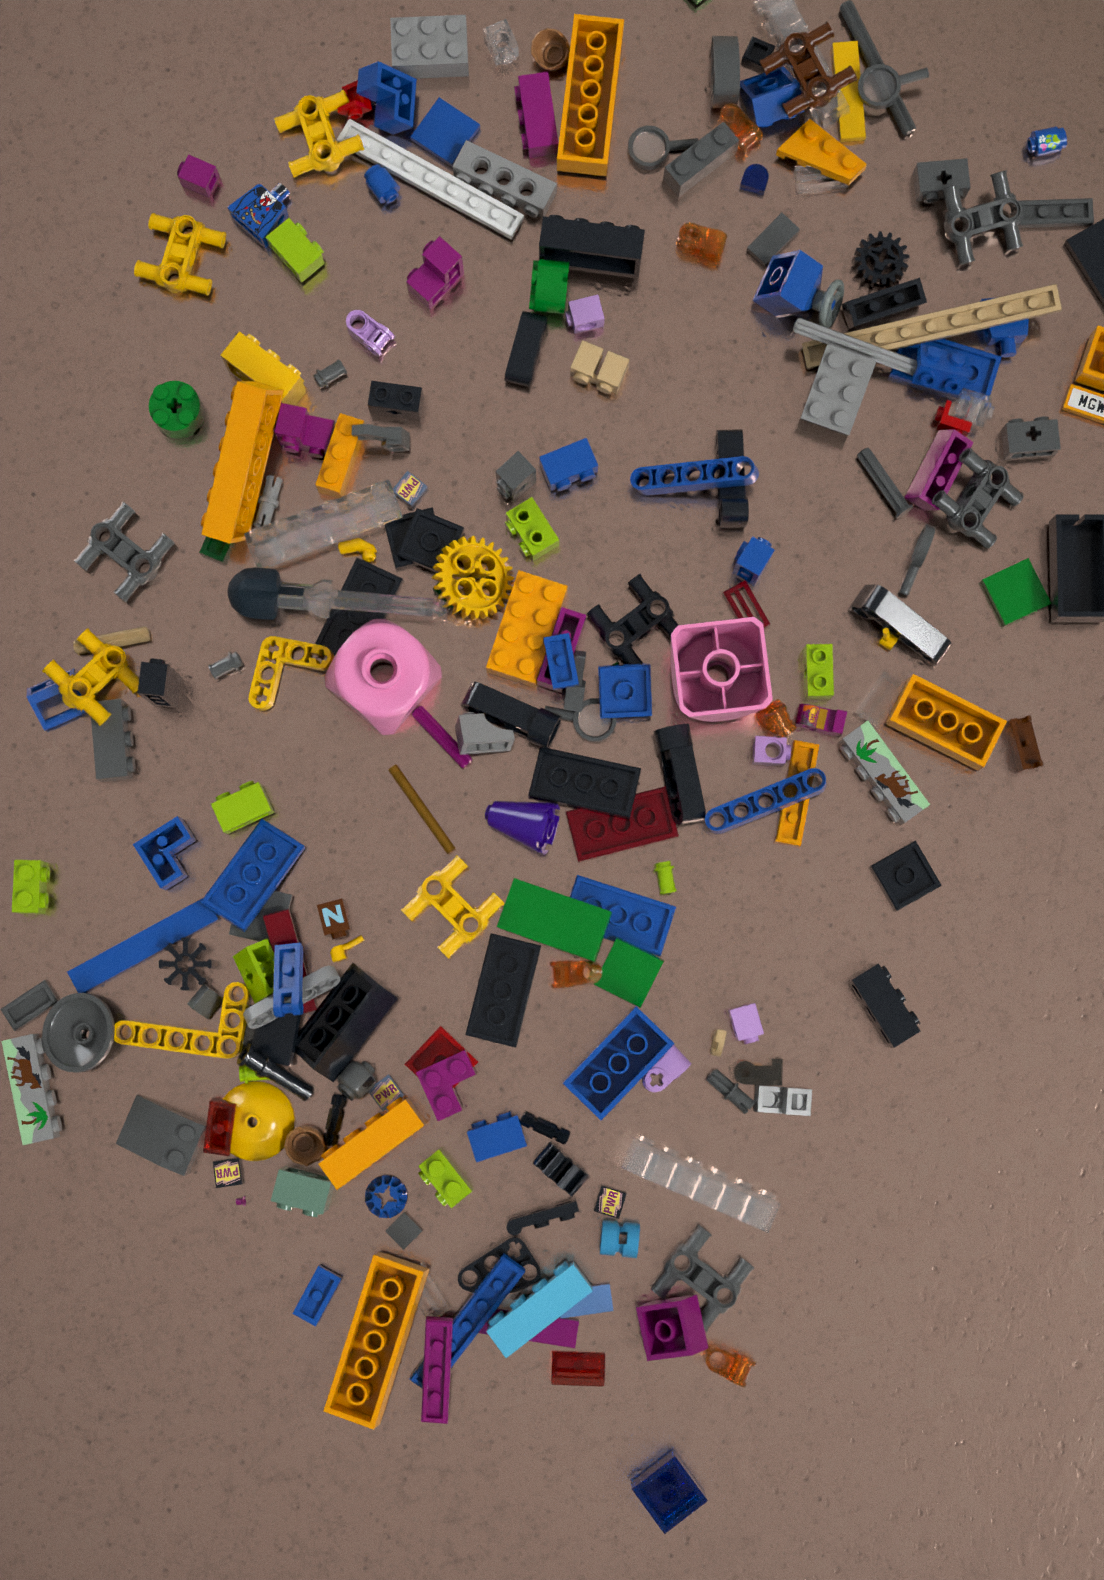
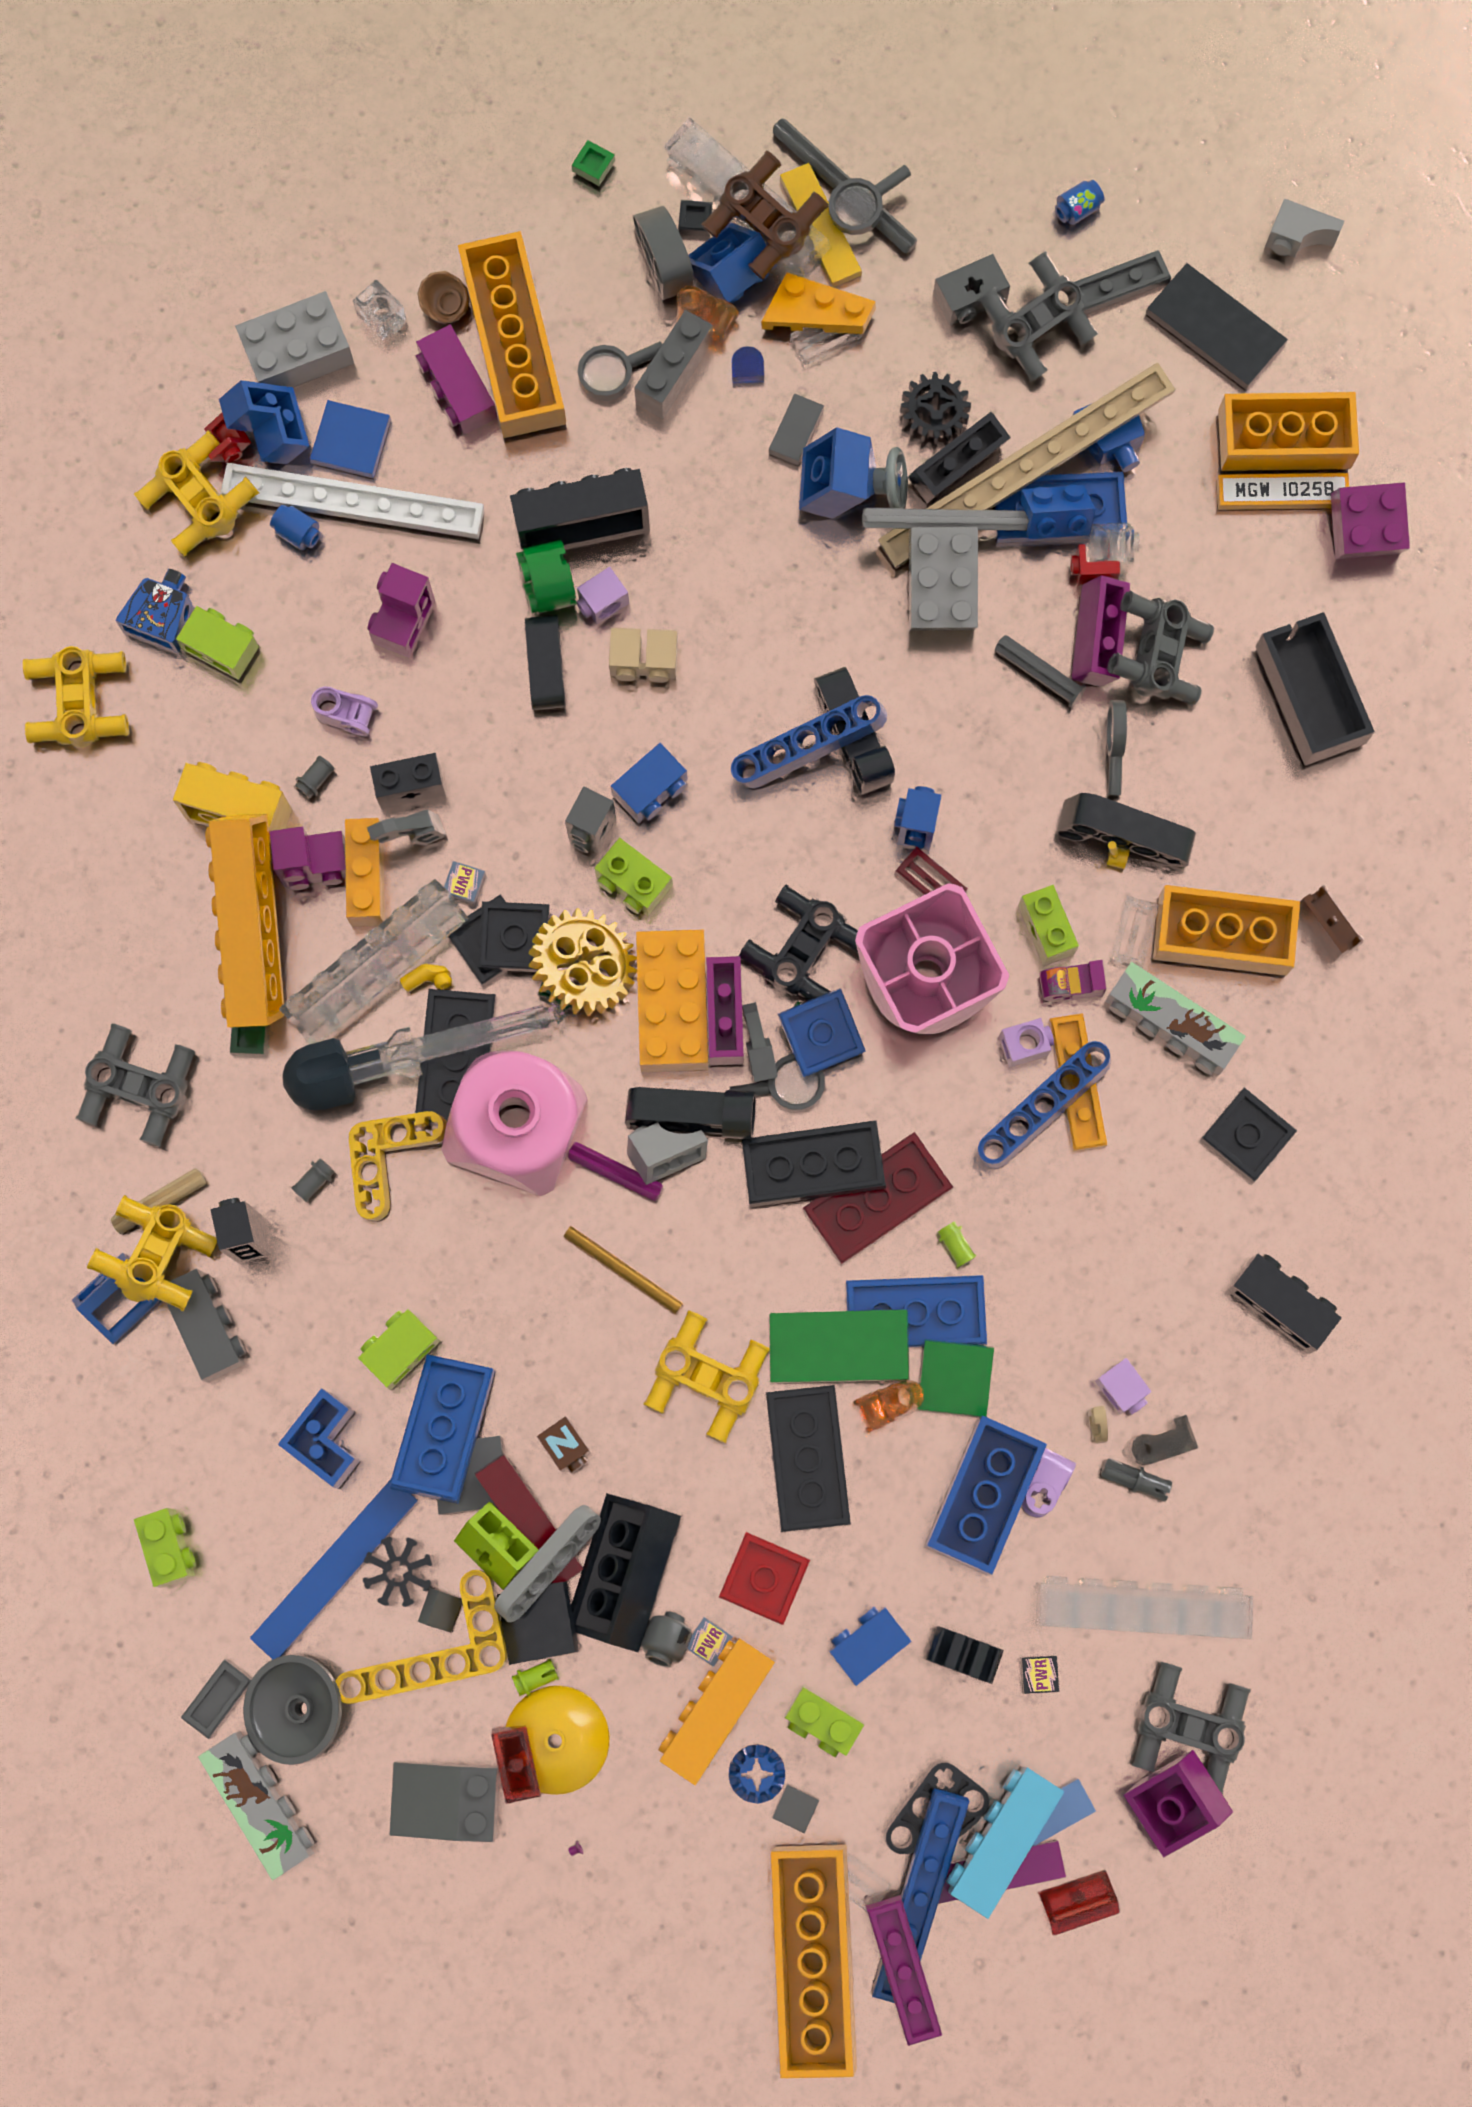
camera: 20 degrees left, 5 degrees down
(167, 398) = (121, 881): green brick -> none
(198, 175) = (64, 595): magenta brick -> none
(228, 1172) = (546, 1818): tile -> none
(265, 1067) = (547, 1665): black pin -> none
(268, 501) = (293, 959): light grey pin -> none
(288, 979) = (536, 1541): blue plate -> none
(302, 1190) = (651, 1804): sand green brick -> none
(304, 1145) = (631, 1746): medium nougat hair -> none
(317, 1295) = (717, 1933): blue plate -> none
(334, 1119) = (656, 1700): black axle -> none
(338, 952) = (584, 1487): yellow hand -> none
(439, 1081) = (771, 1600): magenta brick -> none
(474, 157) = (398, 455): light grey brick -> none
(525, 822) = (758, 1238): dark purple cone -> none
(541, 1217) = (962, 1726): black plate -> none
(545, 1127) = (924, 1611): black axle -> none
(561, 661) = (731, 1023): blue plate -> none
(610, 1238) = (1057, 1717): dark azure wheel -> none
(668, 1491) = (1253, 2015): clear blue brick -> none
(680, 773) = (927, 1109): black beam -> none
(704, 243) = (714, 461): clear orange piece -> none
(733, 1365) = (1270, 1824): clear orange piece -> none
(776, 719) = (1019, 1000): clear orange piece -> none
(783, 1100) = (1205, 1467): light grey slope -> none
(1016, 592) = (1248, 744): green tile -> none
(1019, 446) = (1186, 569): dark grey brick -> none

